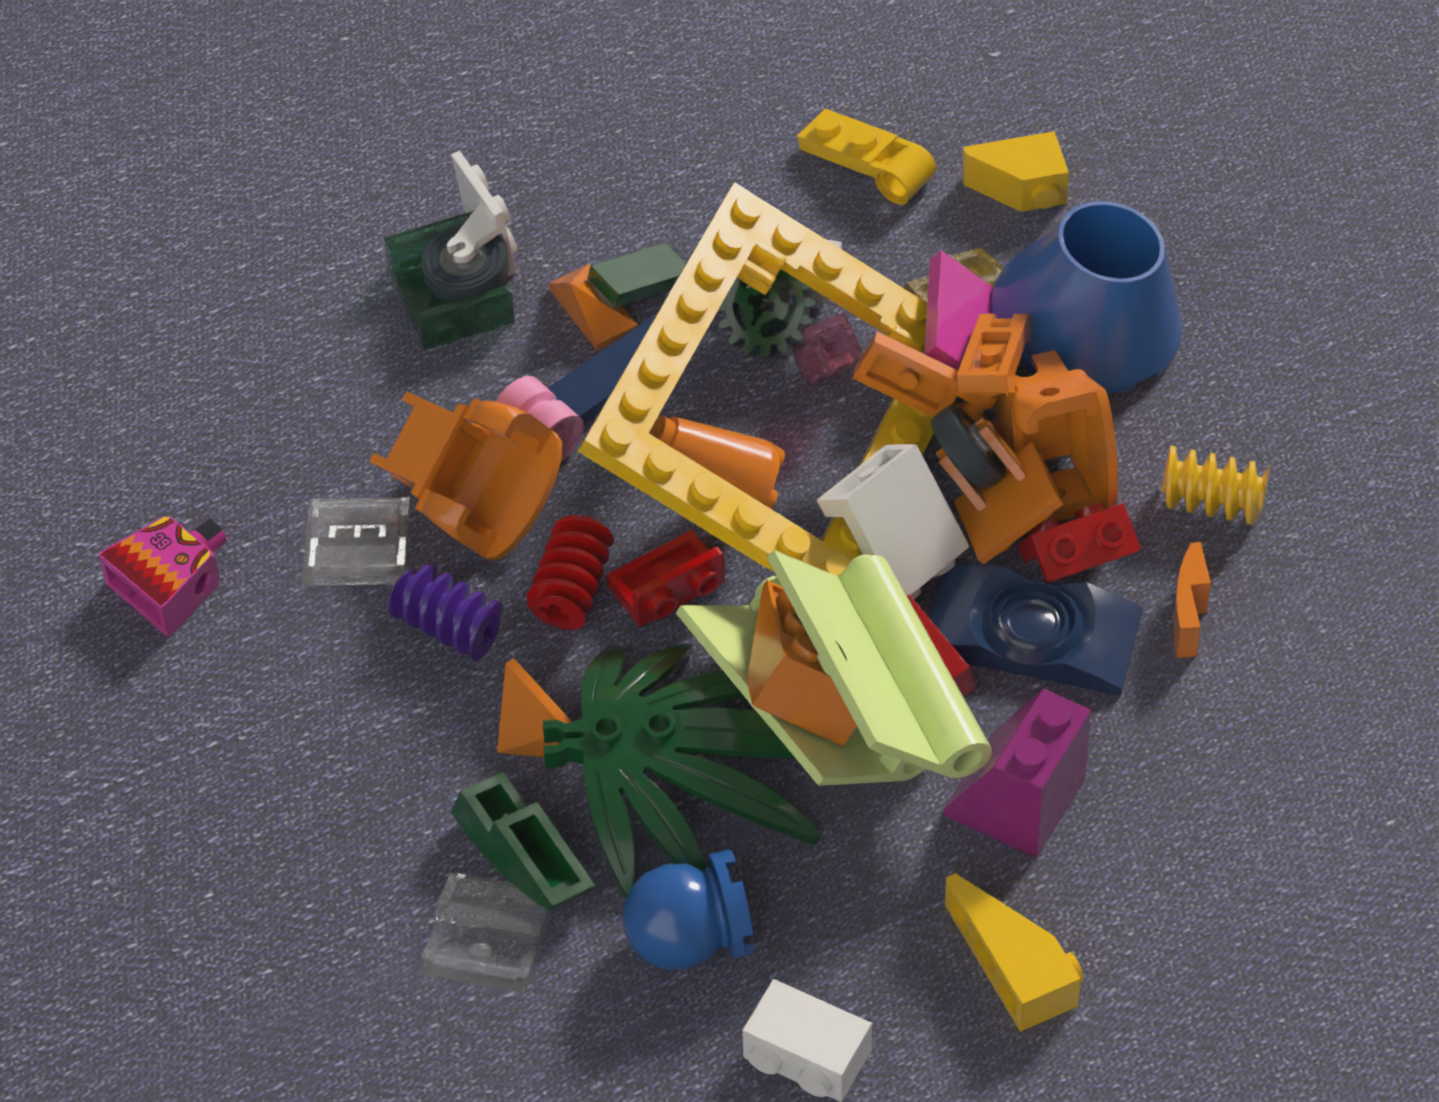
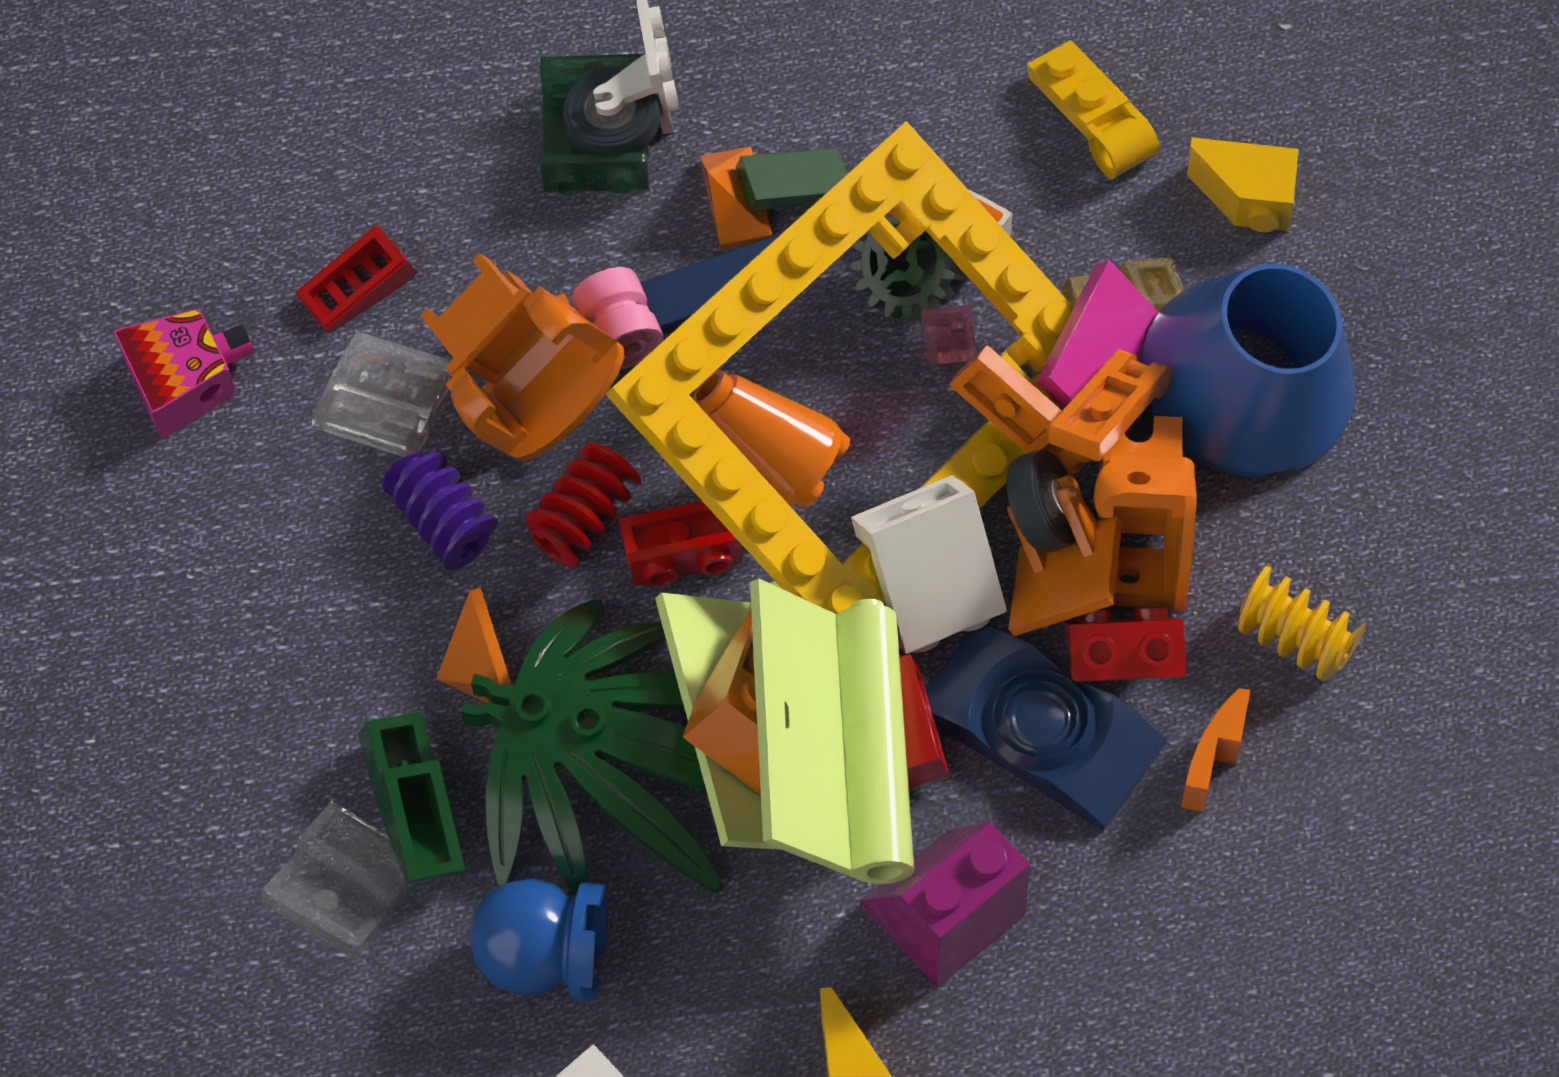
camera: 20 degrees right, 10 degrees up
(295, 427) = (358, 255): none -> red slope

